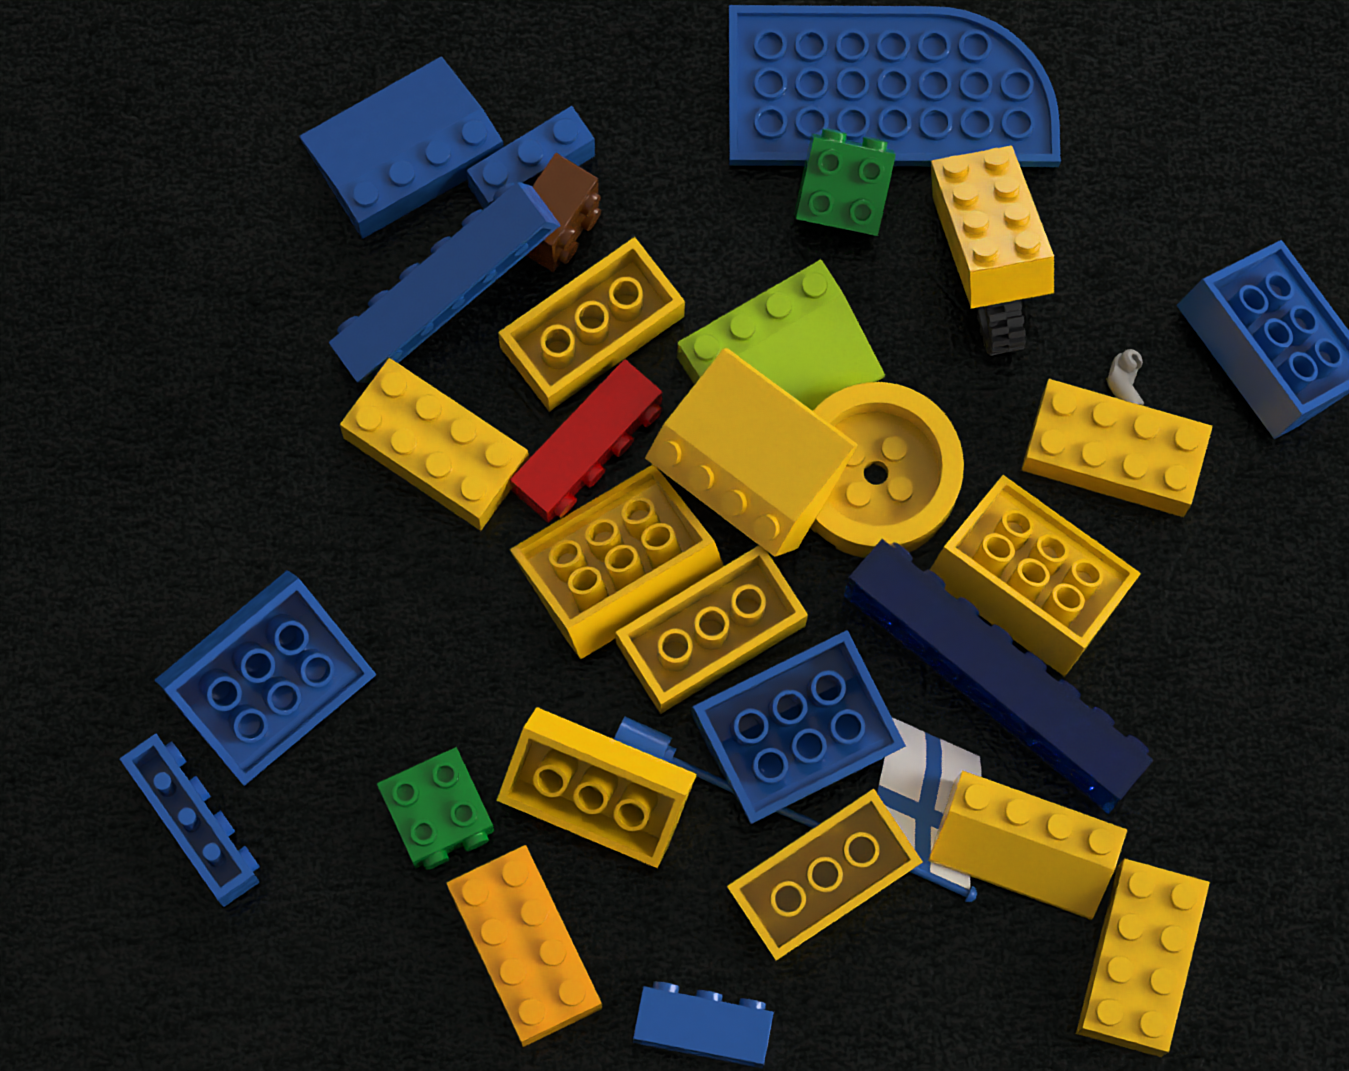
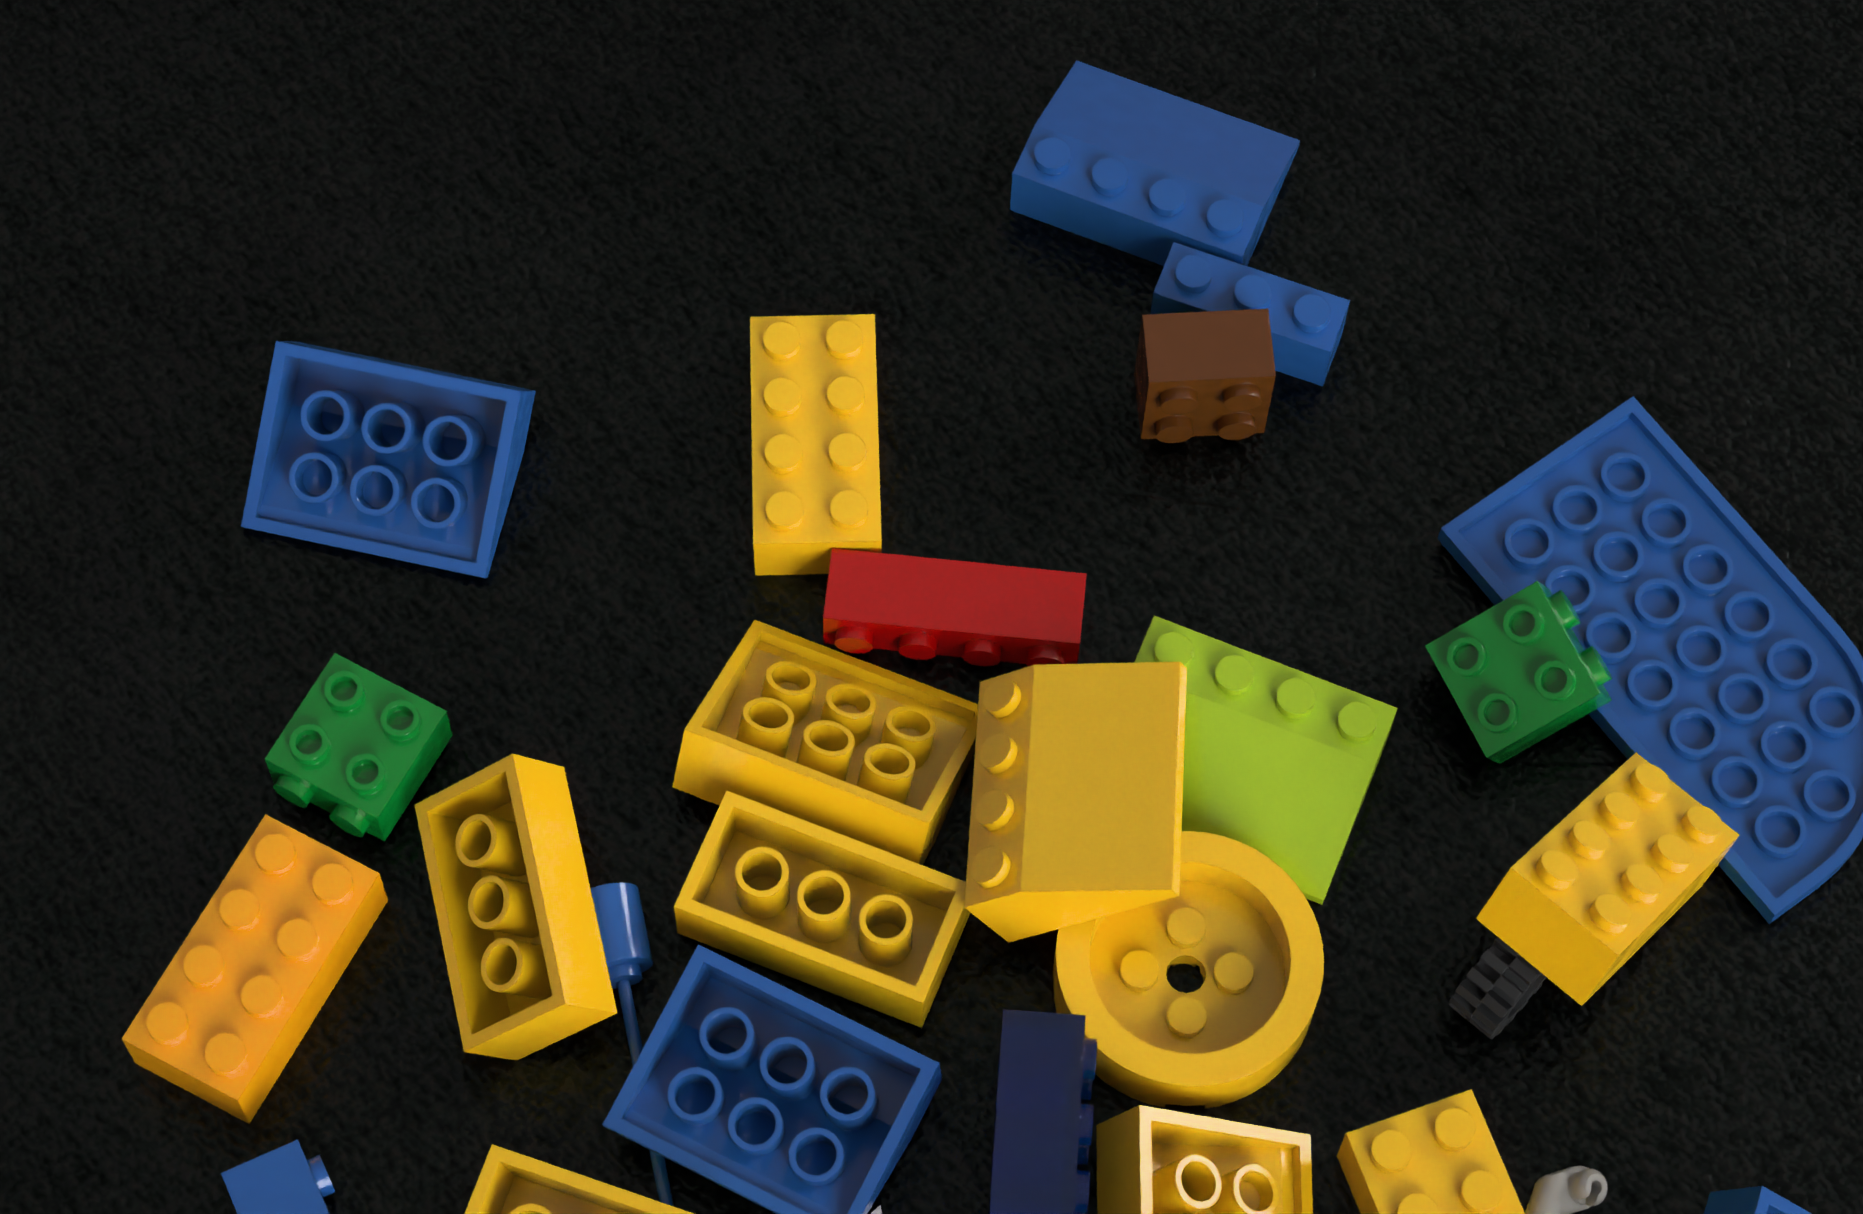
camera: 55 degrees right, 10 degrees down
(187, 817) = (147, 489): blue brick -> none
(445, 281) = (1017, 303): blue brick -> none
(591, 324) = (1101, 509): yellow brick -> none

